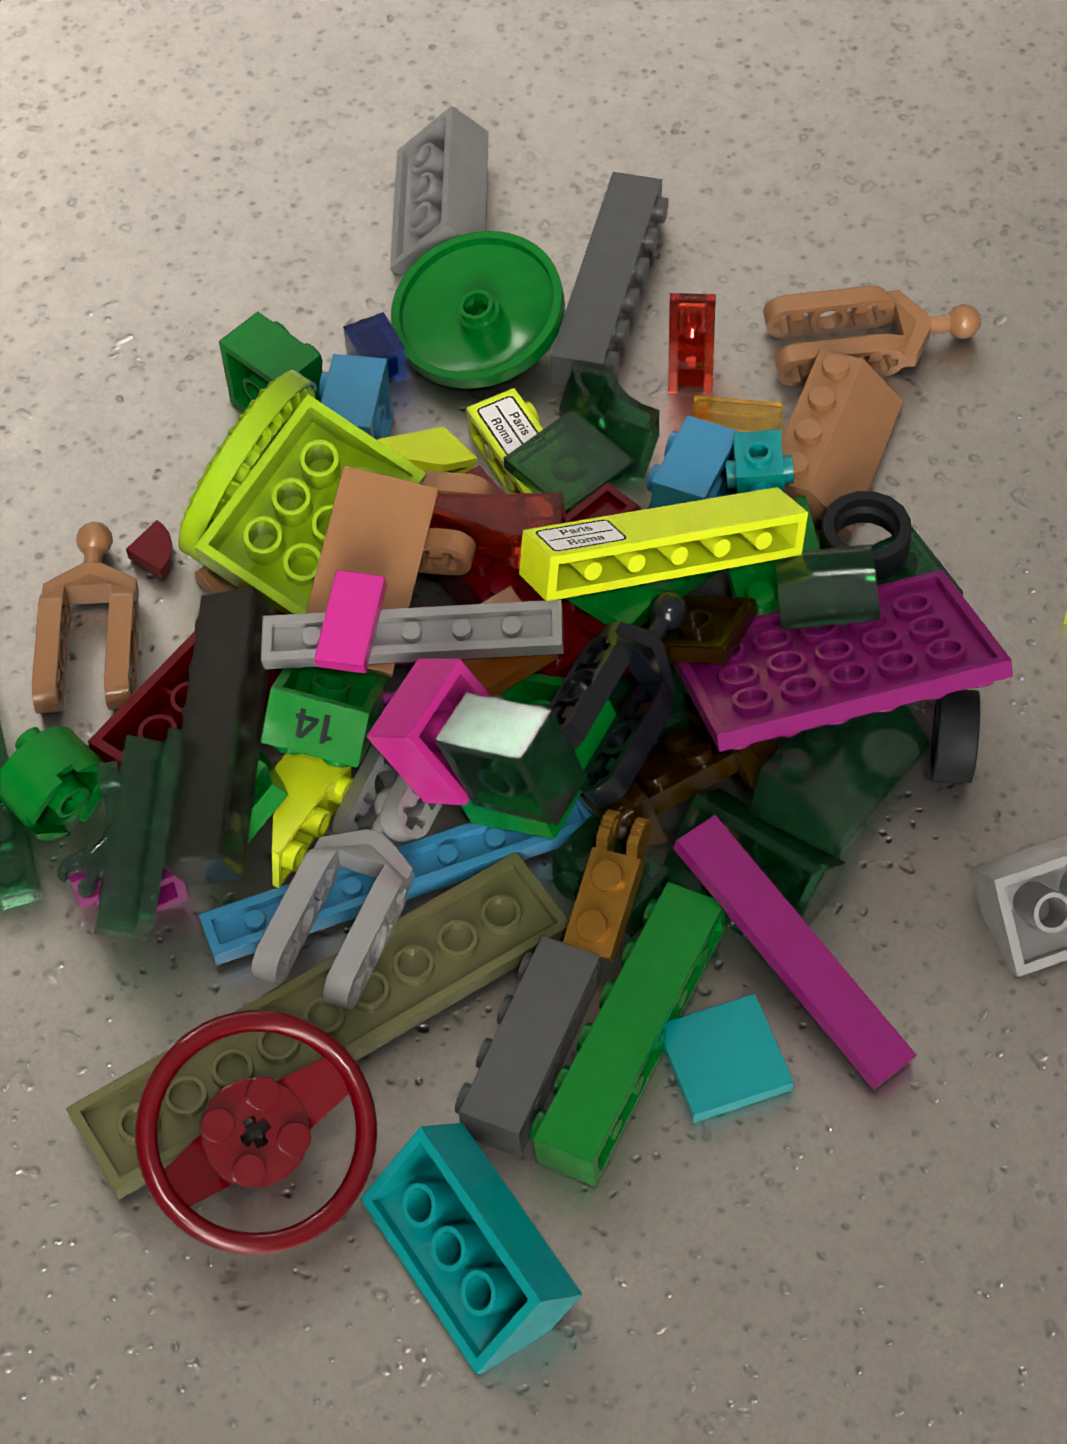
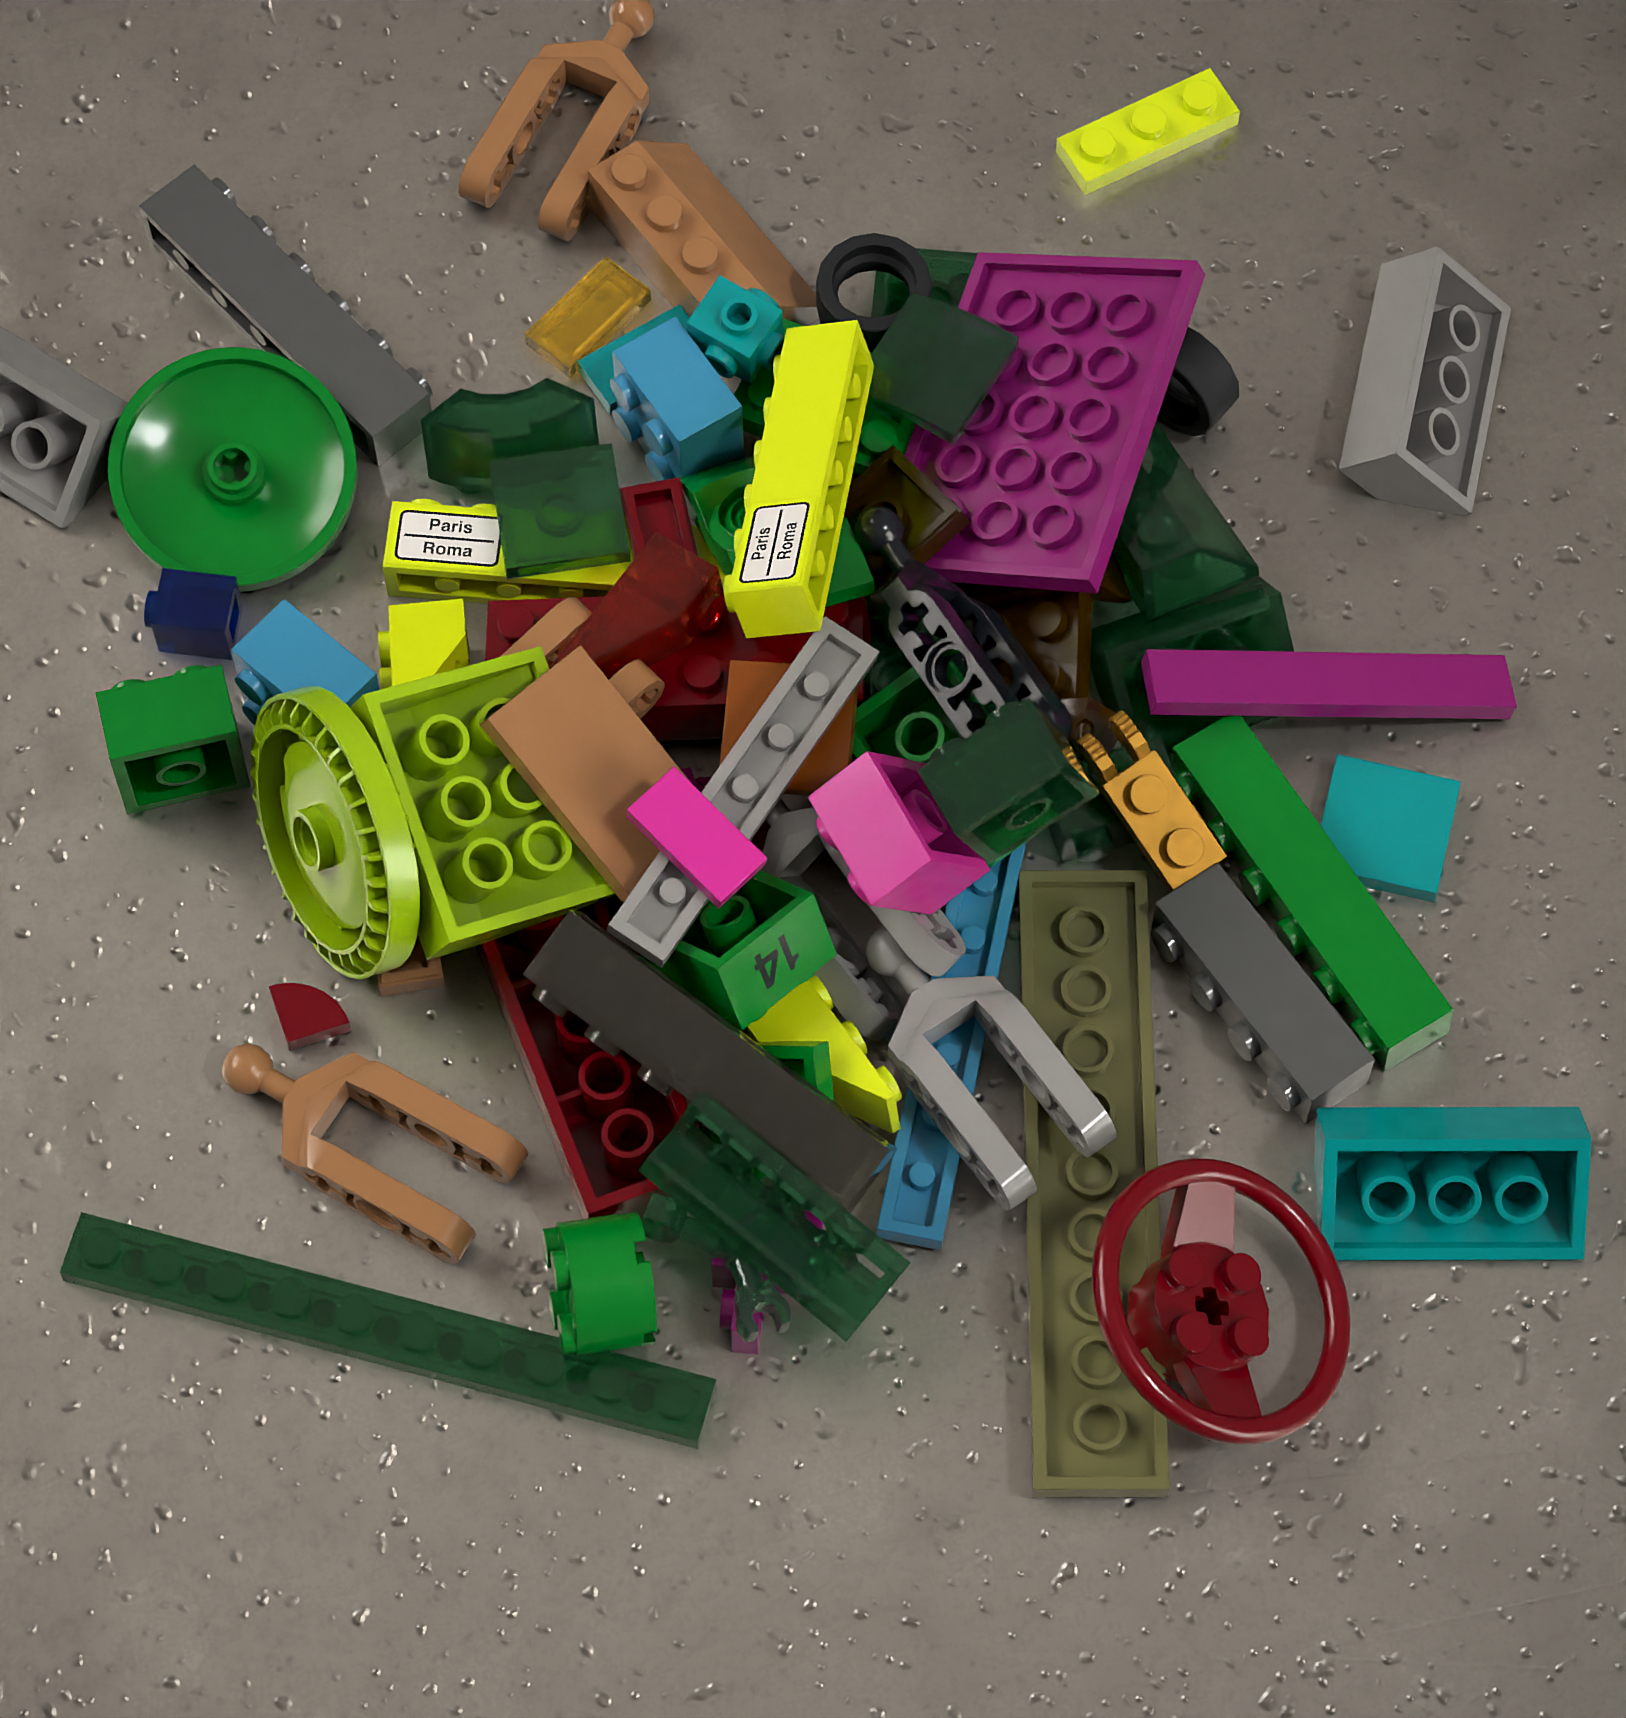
camera: 60 degrees left, 10 degrees up
(691, 342) = (477, 290): clear red slope -> none

